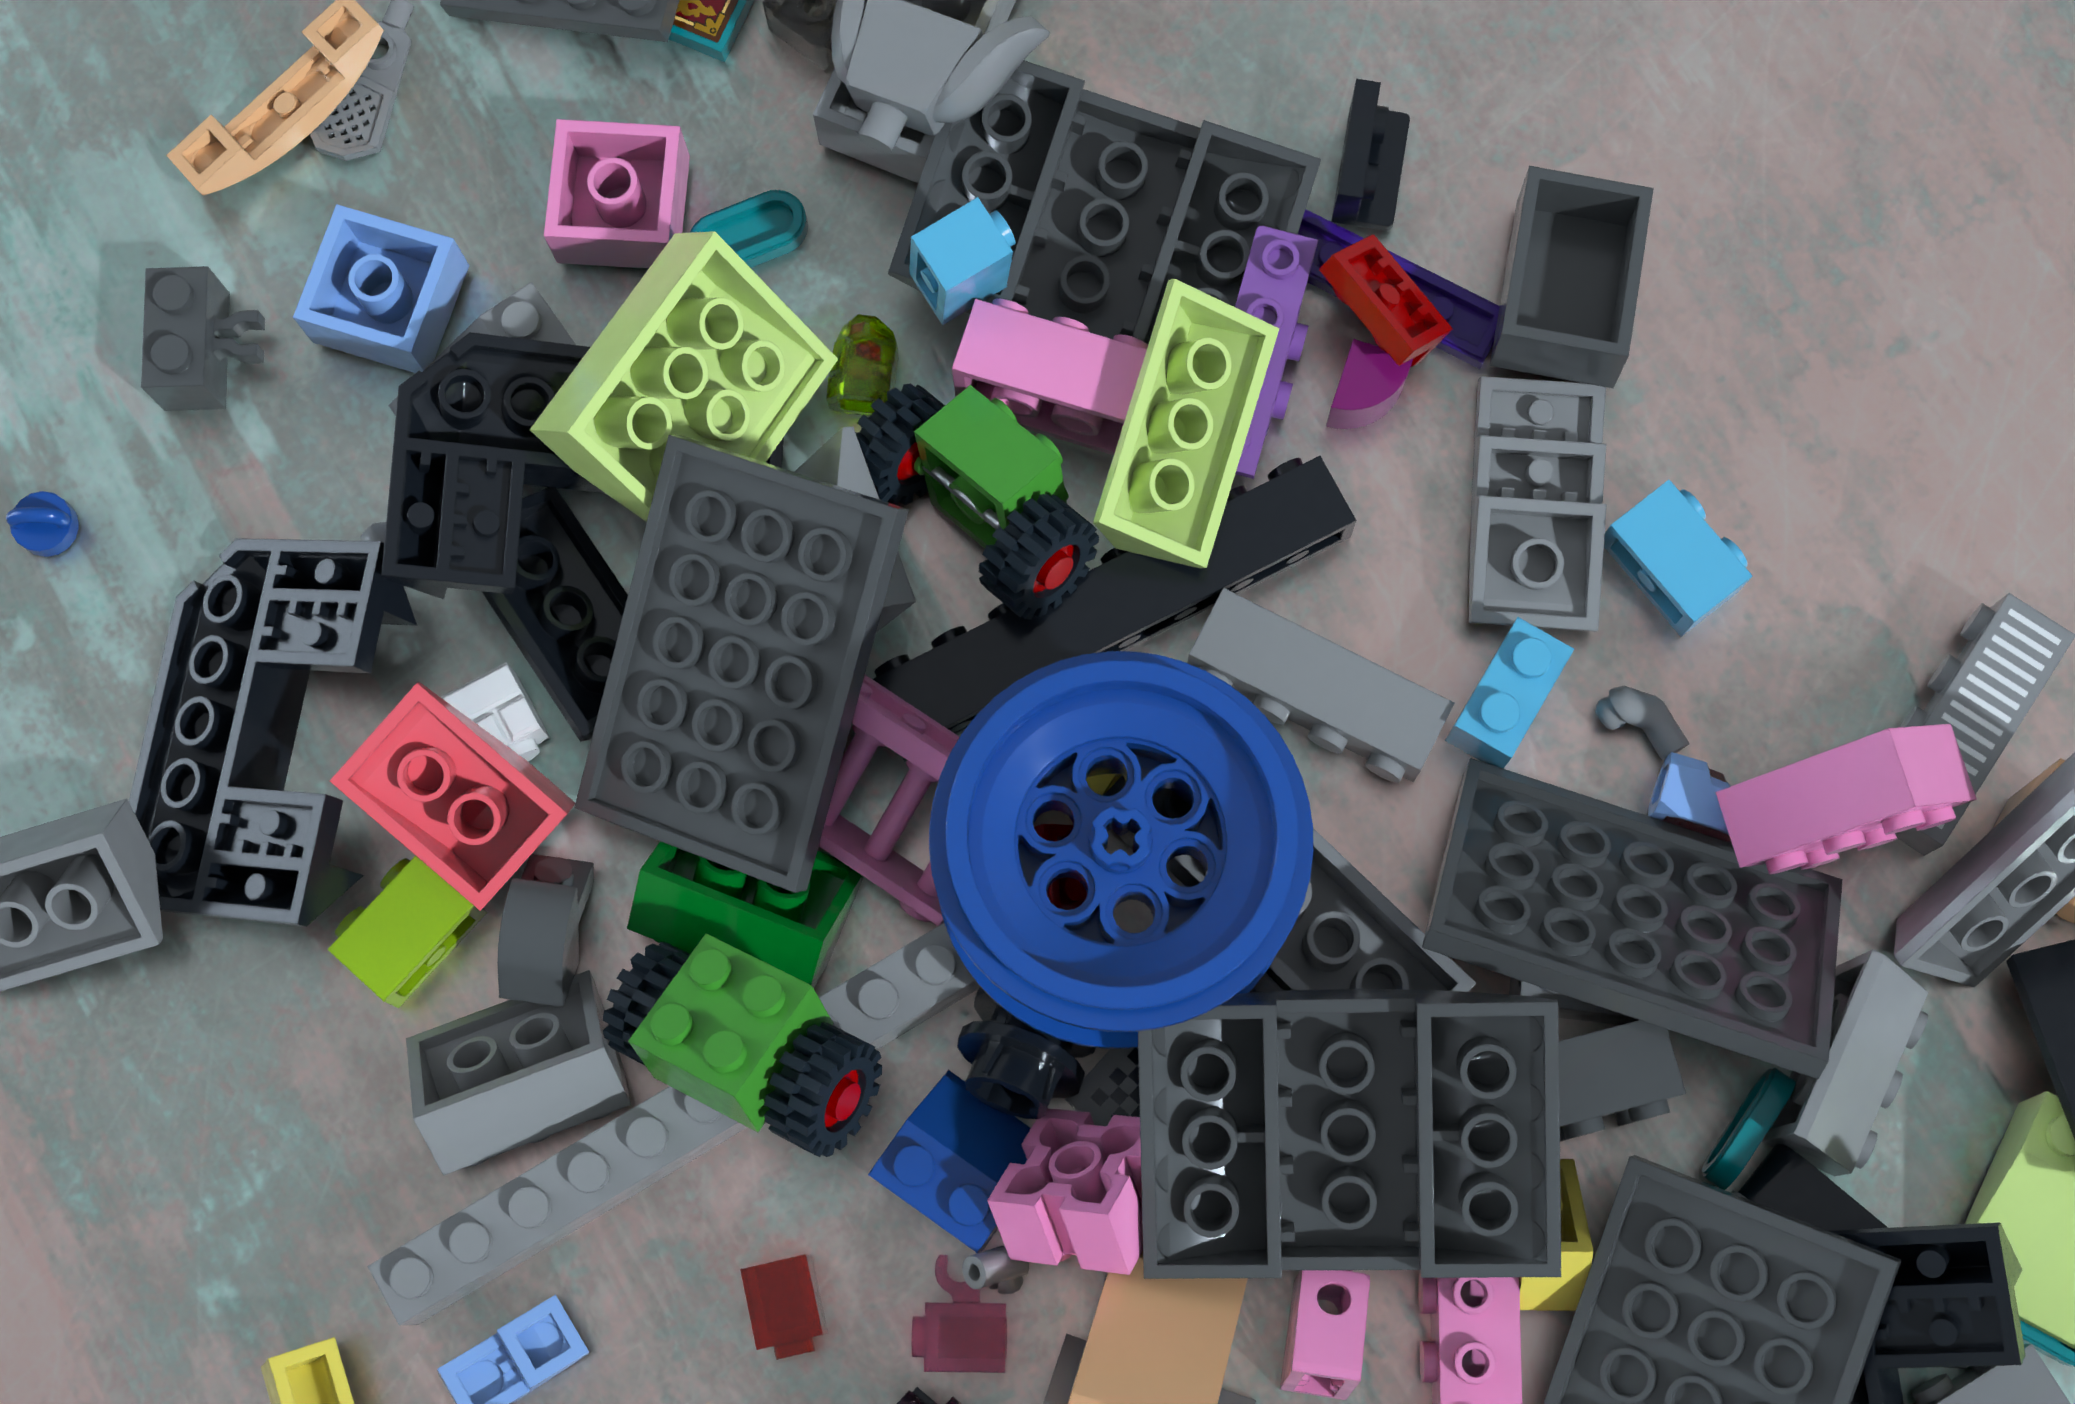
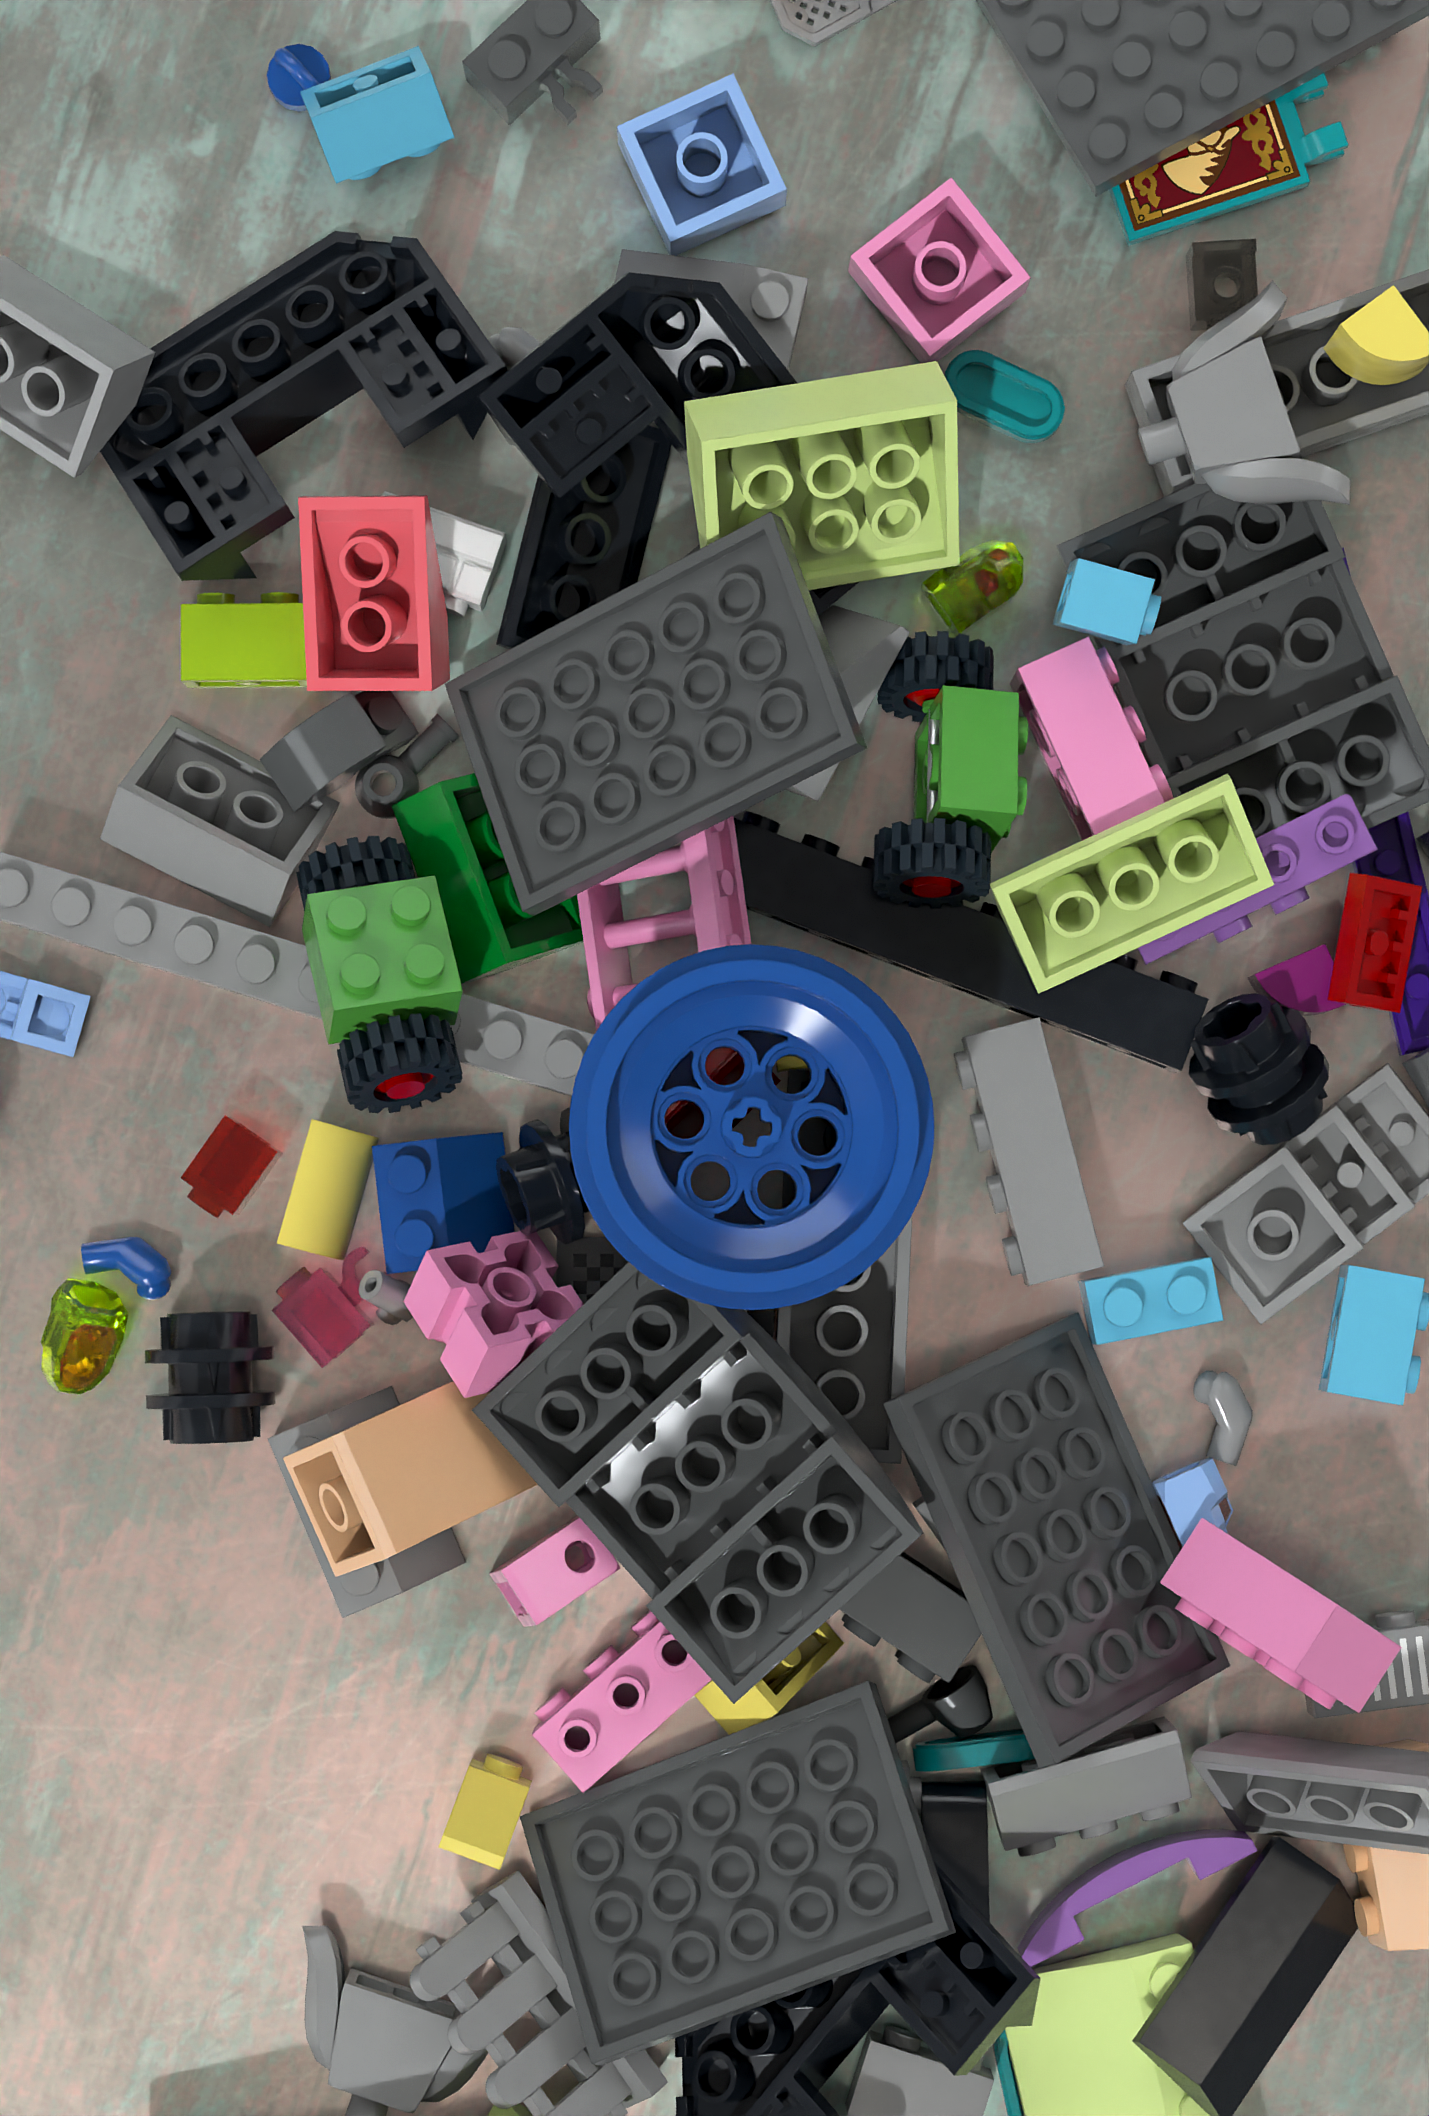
camera: 40 degrees right, 10 degrees up
(123, 486) = (378, 115): none -> medium azure brick
(609, 896) = (403, 769): none -> dark grey bar
(870, 1243) = (327, 1190): none -> light yellow brick
(1405, 463) = (1259, 1069): none -> black piece
(1698, 1114) = (958, 1705): none -> dark grey bar
(1978, 1023) = (1204, 1849): none -> medium lavender slope

